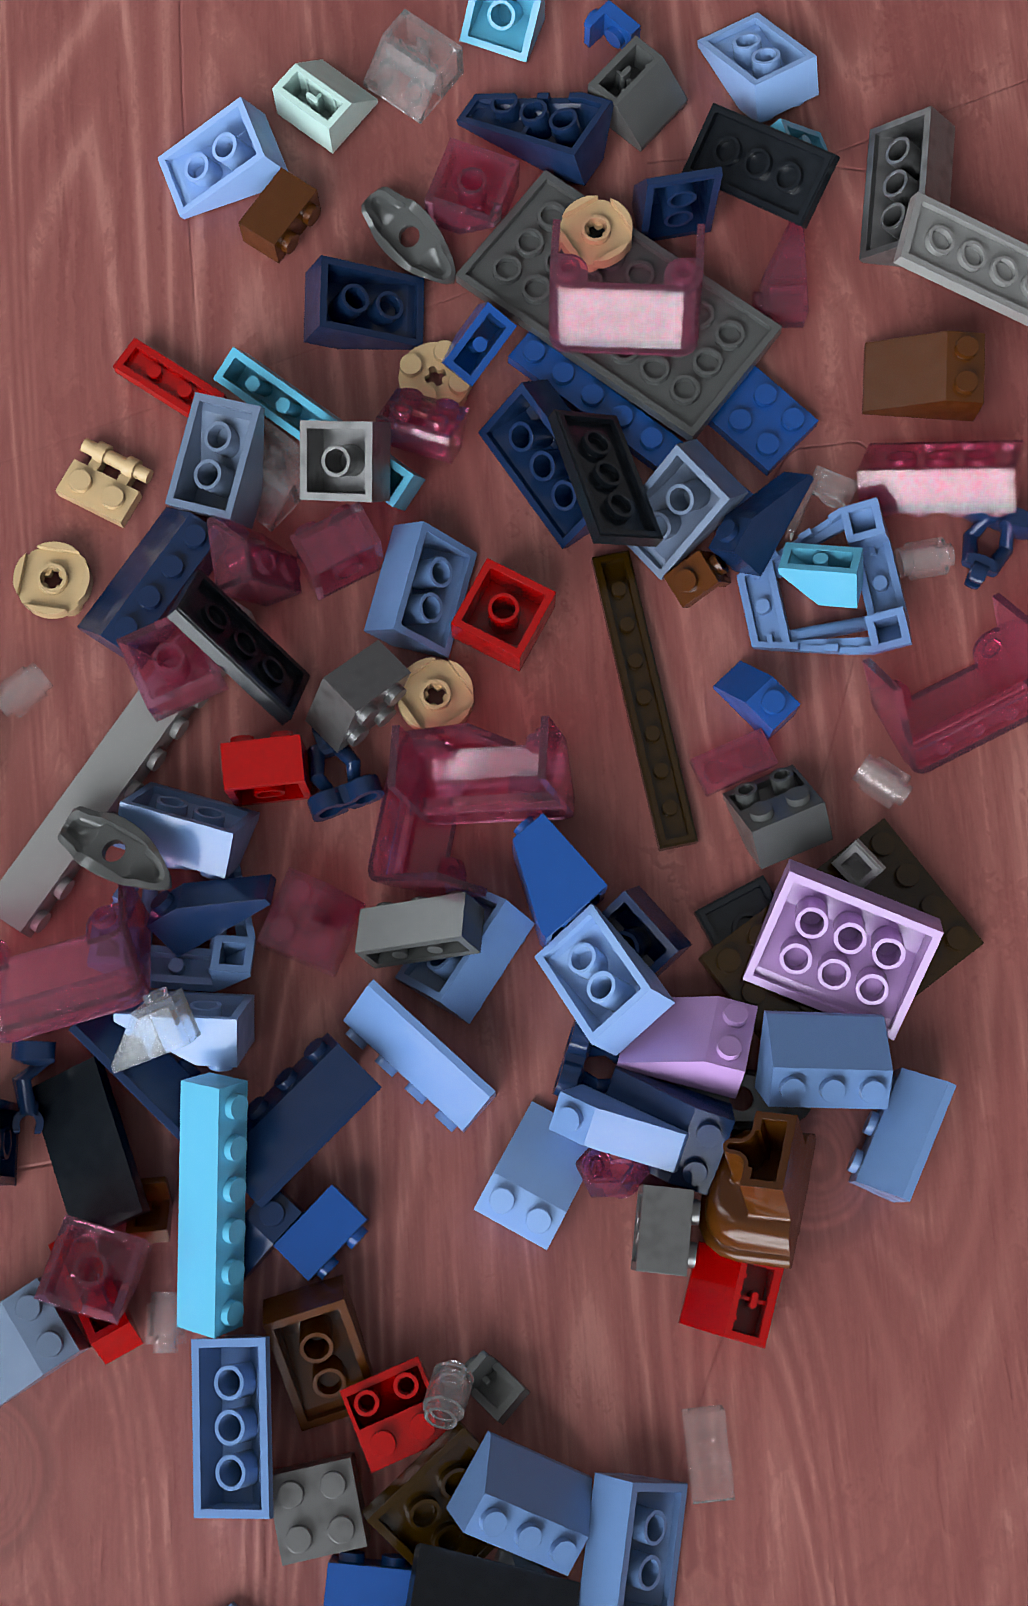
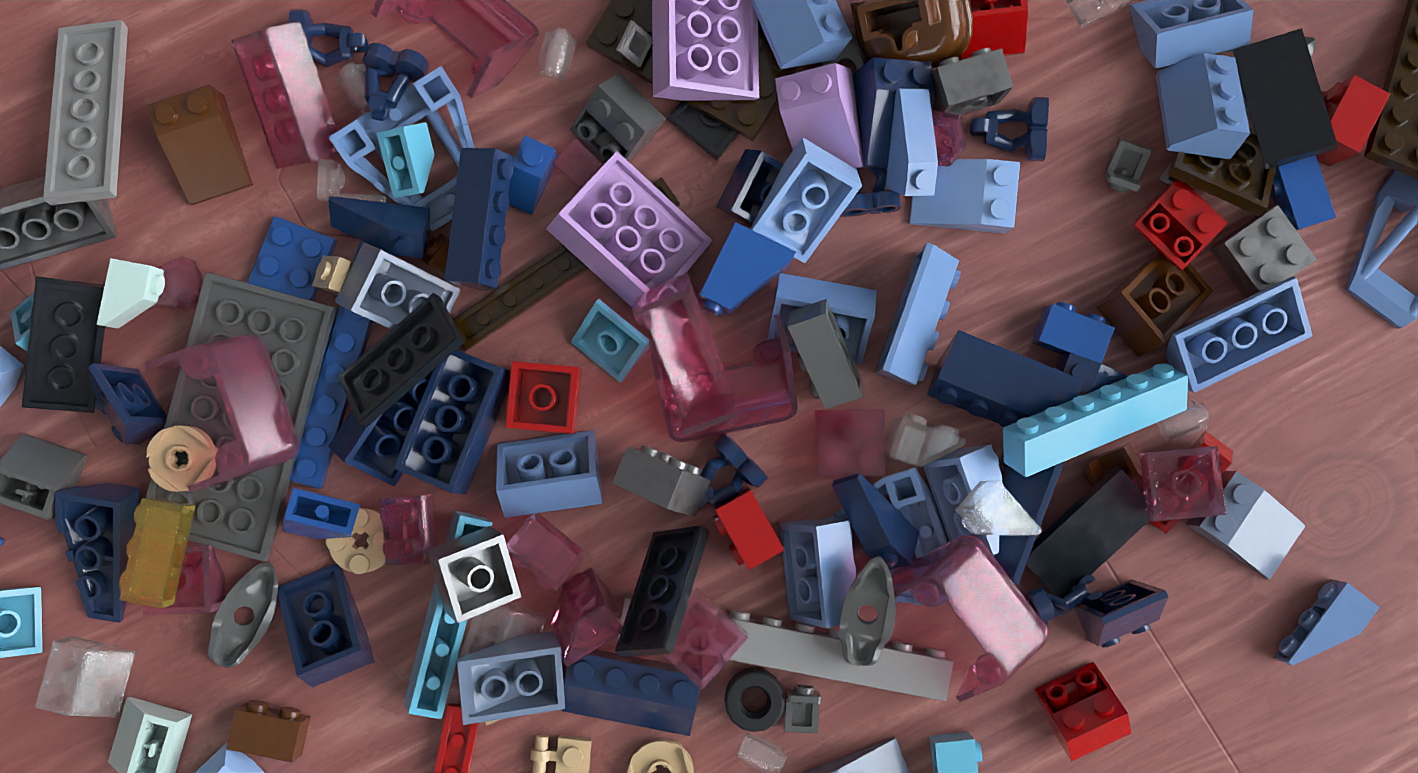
camera: 110 degrees left, 10 degrees up
(48, 752) = (802, 709): none -> dark grey bracket
(66, 689) = (750, 720): none -> black tyre
(275, 996) = (918, 444): none -> clear slope
(440, 675) = (625, 407): tan plate -> none
(447, 1394) = (1154, 189): clear brick -> none
(507, 169) = (156, 552): none -> clear yellow brick
(517, 512) = (454, 422): none -> dark blue slope
(522, 710) = (610, 341): none -> medium azure slope
(569, 1285) = (1033, 141): none -> dark blue piece
(649, 777) = (628, 231): none -> lavender slope
(725, 616) = (479, 218): none -> dark blue slope
(729, 450) = (331, 274): none -> tan bracket
(790, 242) = (129, 292): none -> light aqua slope
(941, 596) = (384, 62): none -> dark blue piece

